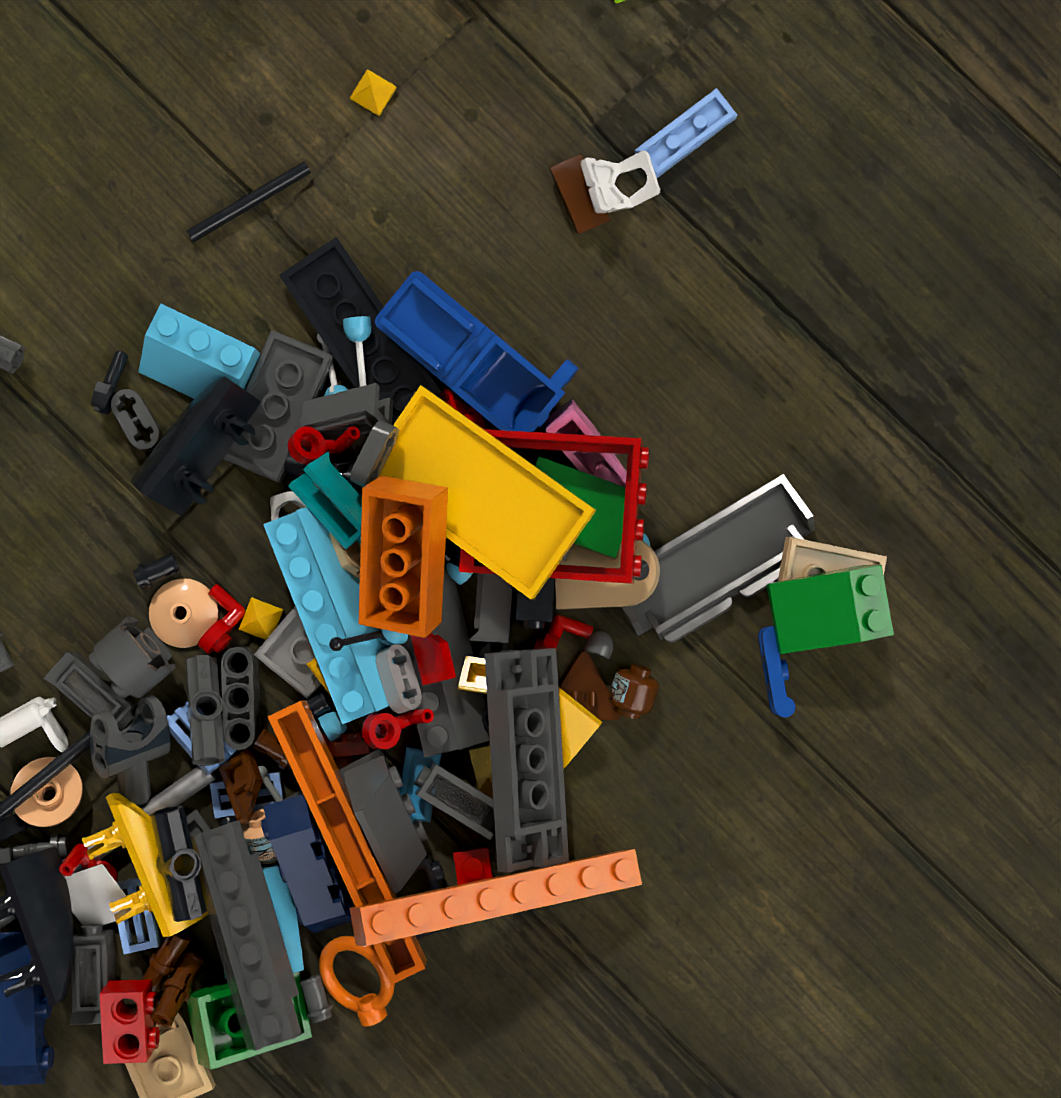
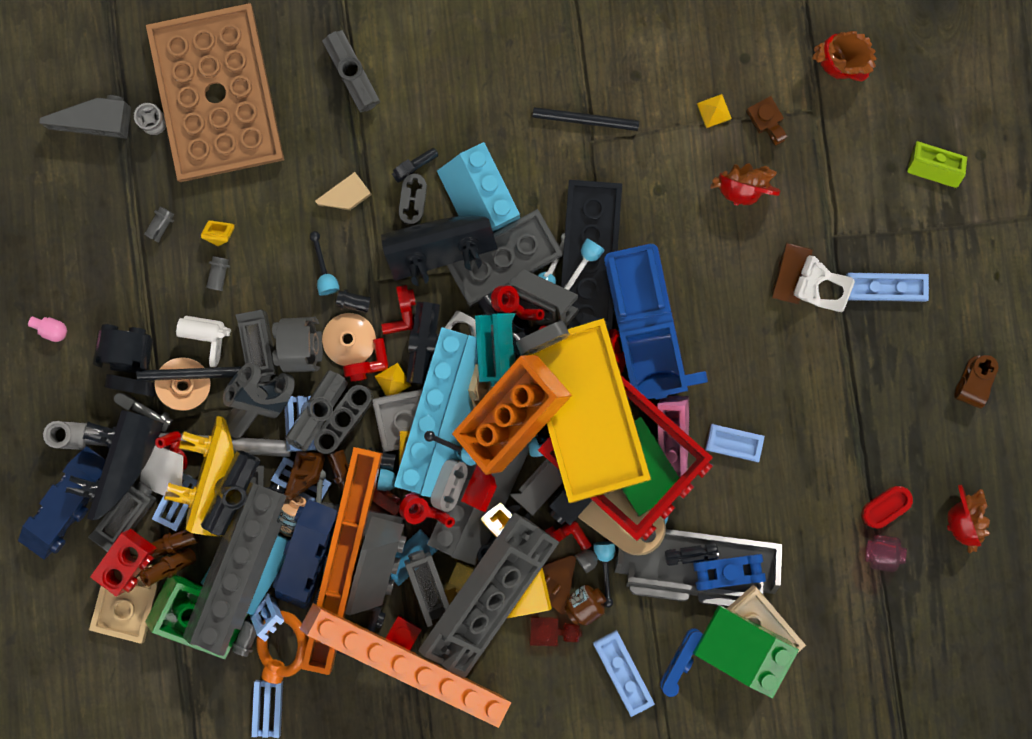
camera: 30 degrees right, 0 degrees up
(64, 468) = (345, 194): none -> tan tile
(115, 573) = (327, 283): none -> hinge
(209, 526) = (406, 300): none -> red plate
(257, 555) = (422, 341): none -> black piece
(319, 952) = (270, 614): none -> light blue tile
(411, 1078) = (265, 733): none -> light blue tile
(431, 57) = (767, 117): none -> reddish brown plate
(461, 141) = (745, 184): none -> hair
(612, 623) = (605, 552): none -> hinge
(615, 750) = (545, 632): none -> clear red plate
(656, 409) = (734, 443): none -> light blue tile
(700, 555) = (691, 554): none -> black axle
(726, 729) = (623, 673): none -> light blue tile
(751, 543) = (729, 572): none -> blue plate
(850, 162) = (976, 385): none -> reddish brown piece
(858, 354) = (887, 507): none -> red tile
(893, 401) = (885, 553): none -> clear pink head
(948, 302) = (968, 519): none -> hair

